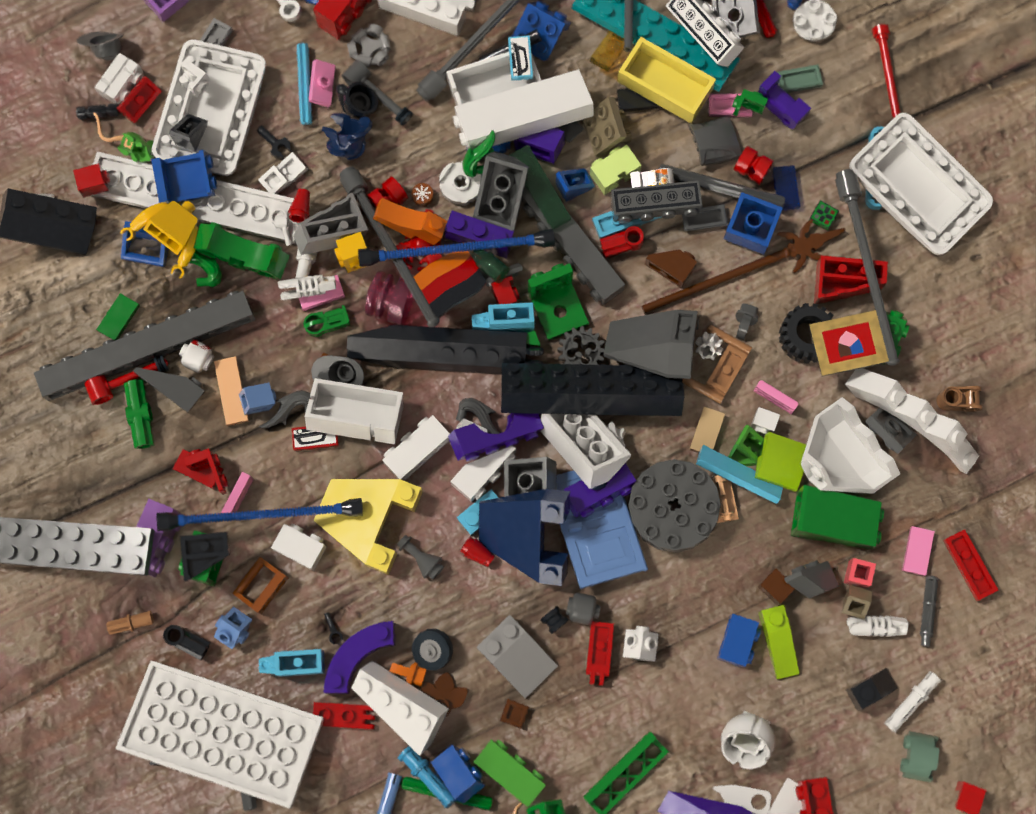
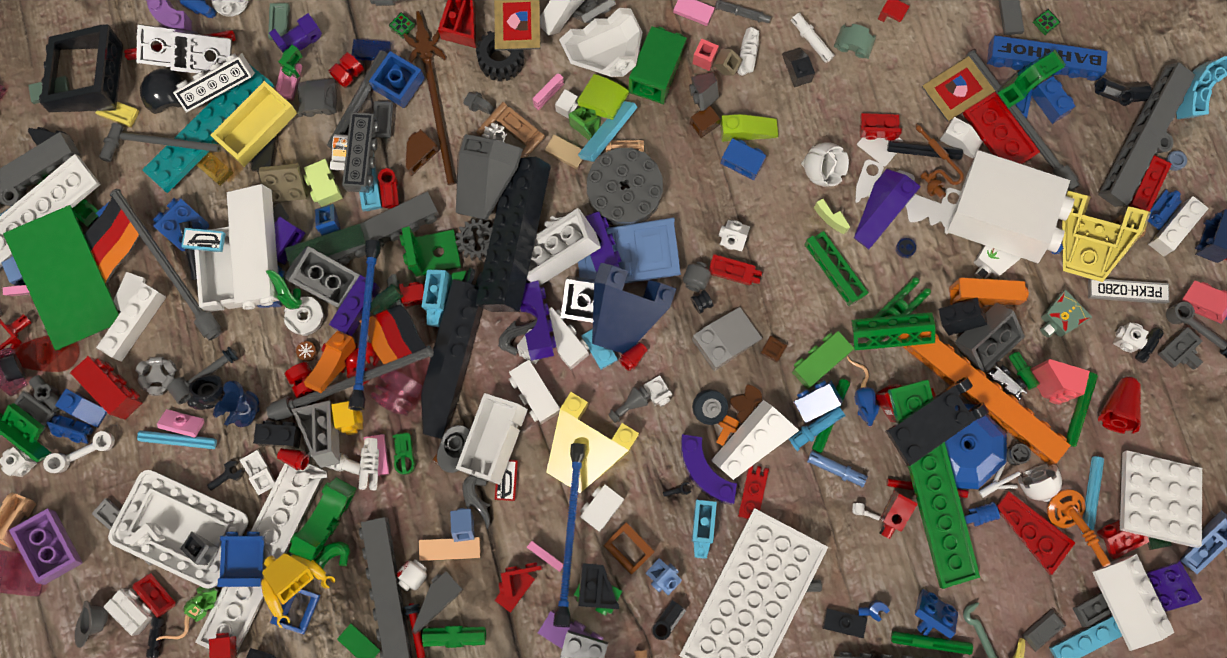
camera: 80 degrees left, 0 degrees up
(323, 183) = (274, 435): none -> black brick
(441, 587) = (658, 391): none -> white bracket
(683, 764) = (836, 221): none -> yellowish green slope

